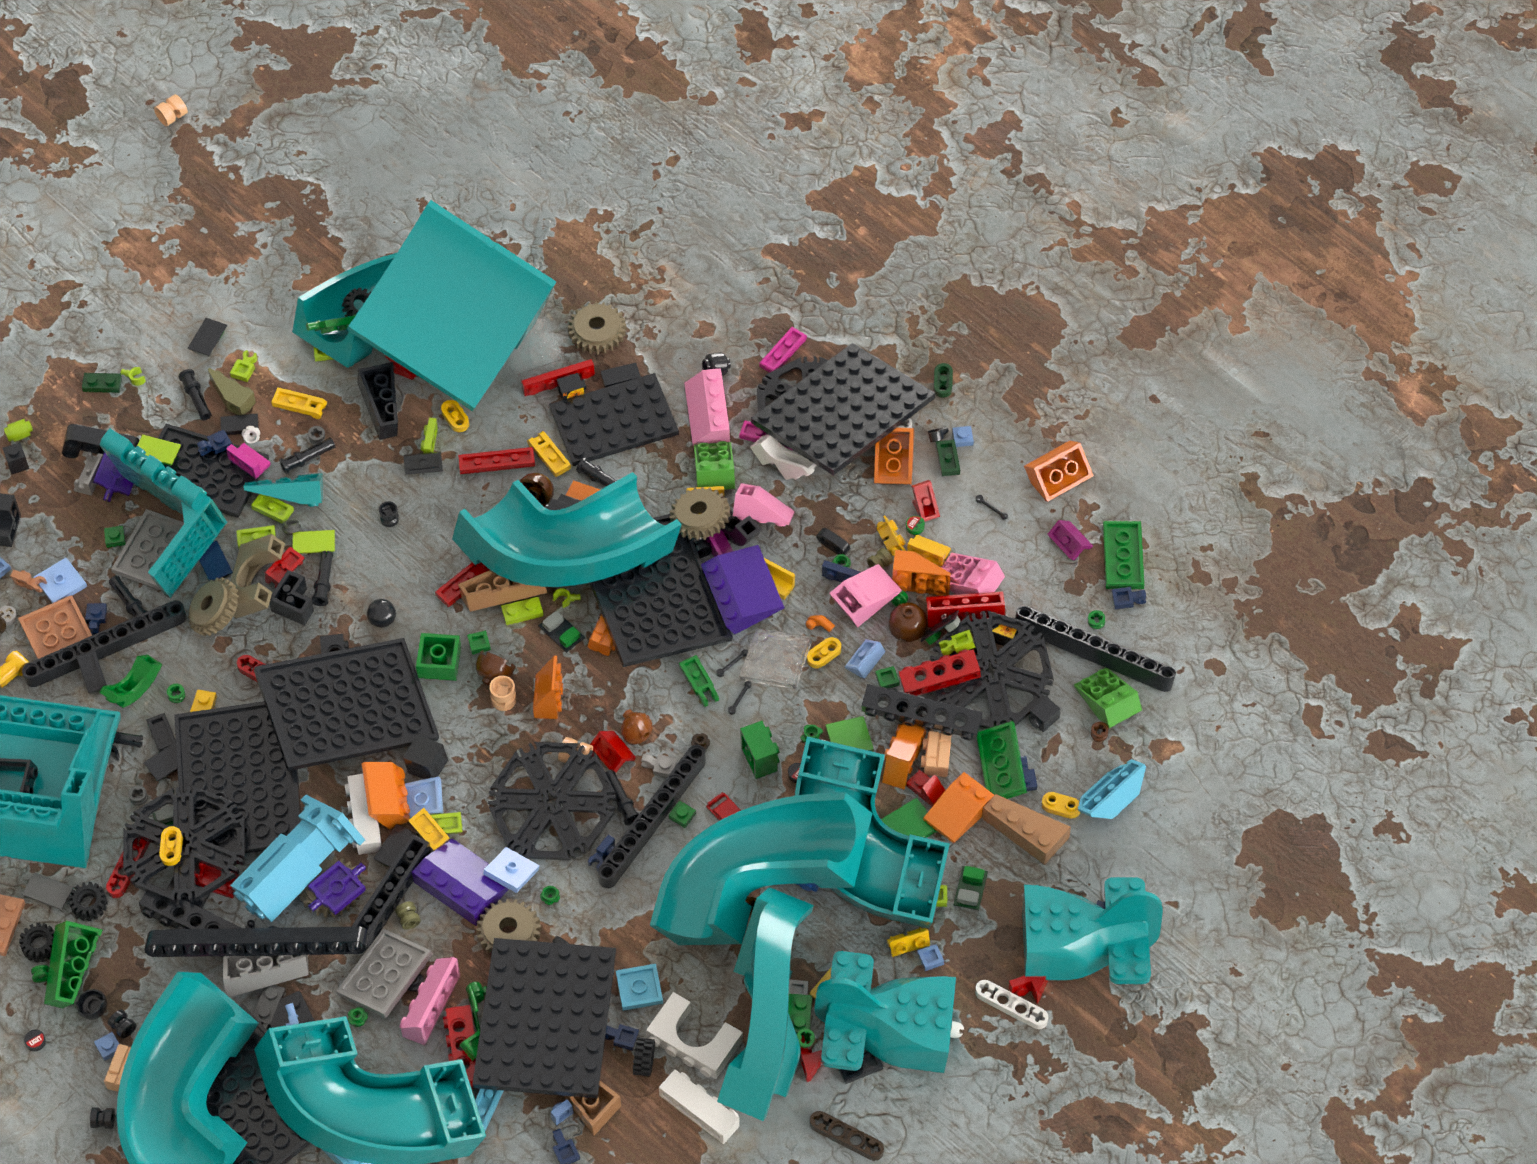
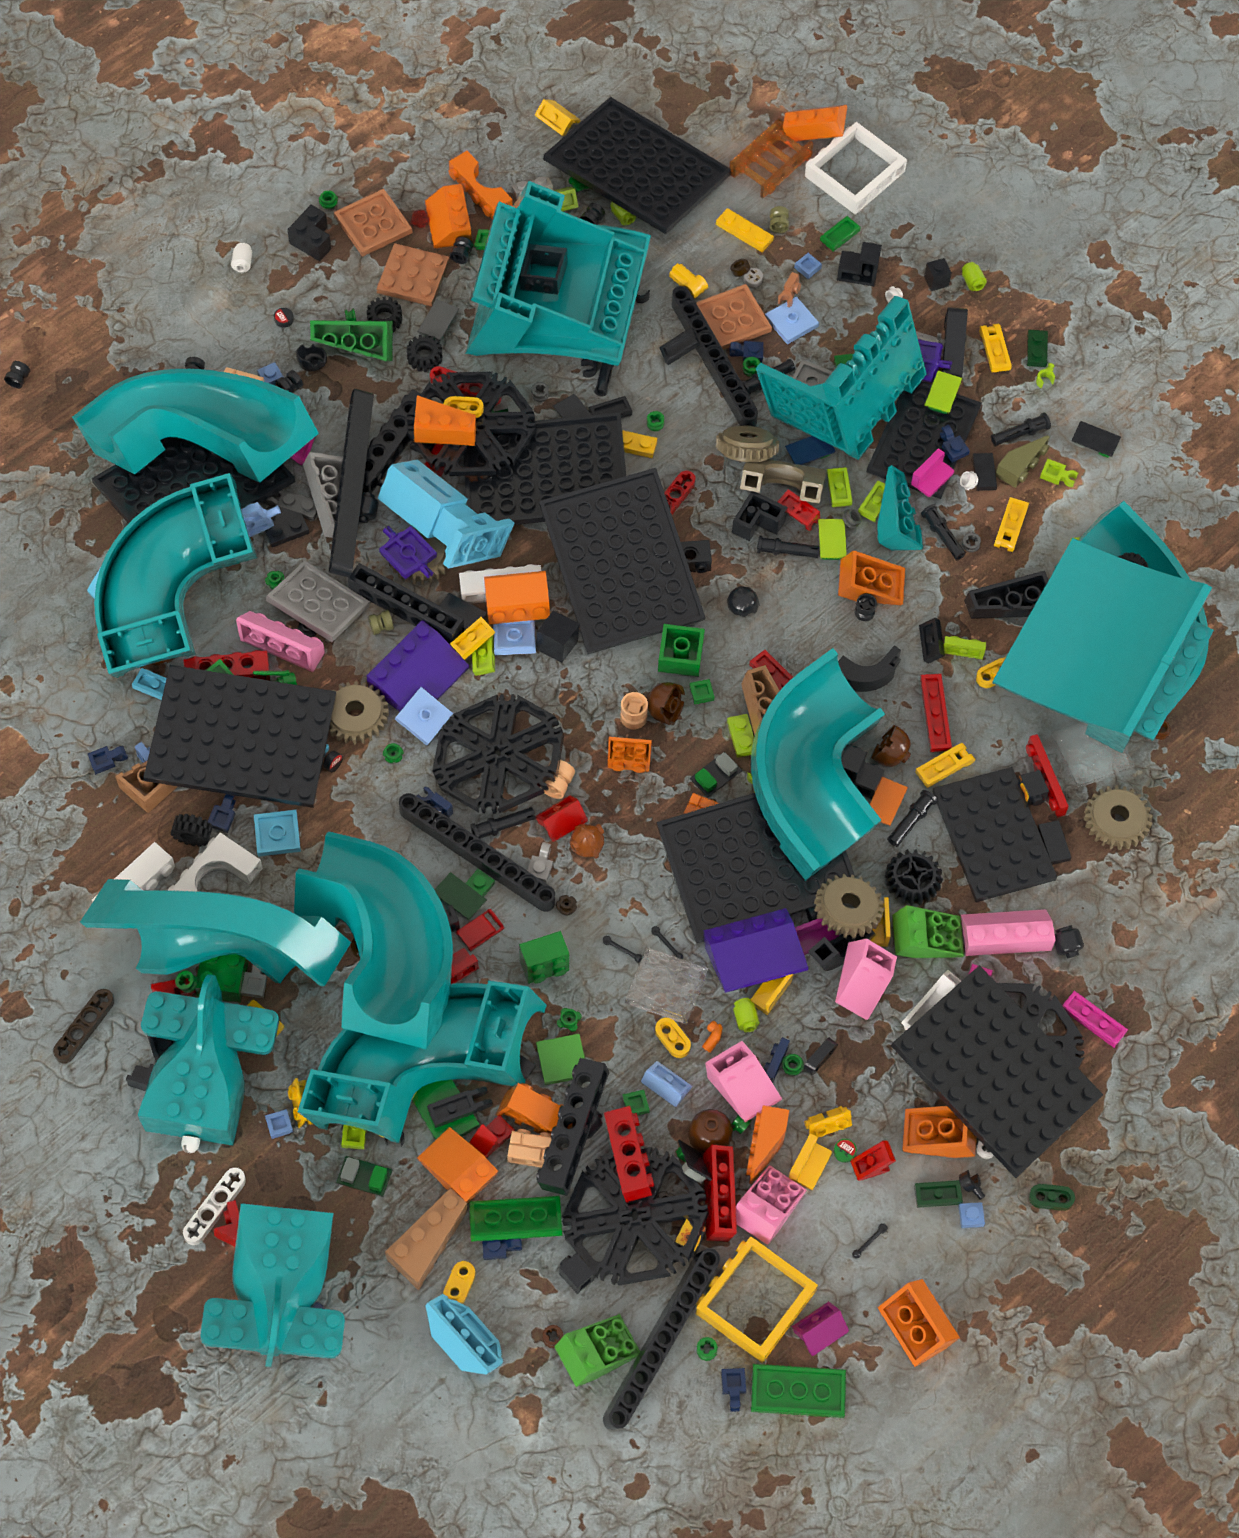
camera: 90 degrees right, 5 degrees up
(36, 496) = (893, 292): none -> white plate
(101, 413) = (995, 348): none -> yellow plate
(114, 608) = (750, 361): none -> green bush
(135, 683) = (662, 382): green arch -> none
(192, 861) = (443, 424): none -> orange wedge
(330, 325) = (1094, 533): green plate -> none
(359, 511) = (872, 576): none -> orange slope
(454, 499) = (870, 677): none -> black arch
(652, 483) = (928, 871): none -> black gear
(696, 823) = (460, 896): none -> dark green piece
(698, 679) = (644, 906): green hinge -> none
(799, 597) = (746, 1015): none -> lime brick
(882, 558) = (793, 1104): olive wheel -> none
(895, 1074) = (139, 1077): none -> black panel
(905, 811) = (458, 1106): none -> black hinge
(959, 642) = (664, 1178): lime plate -> none
(1065, 560) = (763, 1351): none -> yellow window

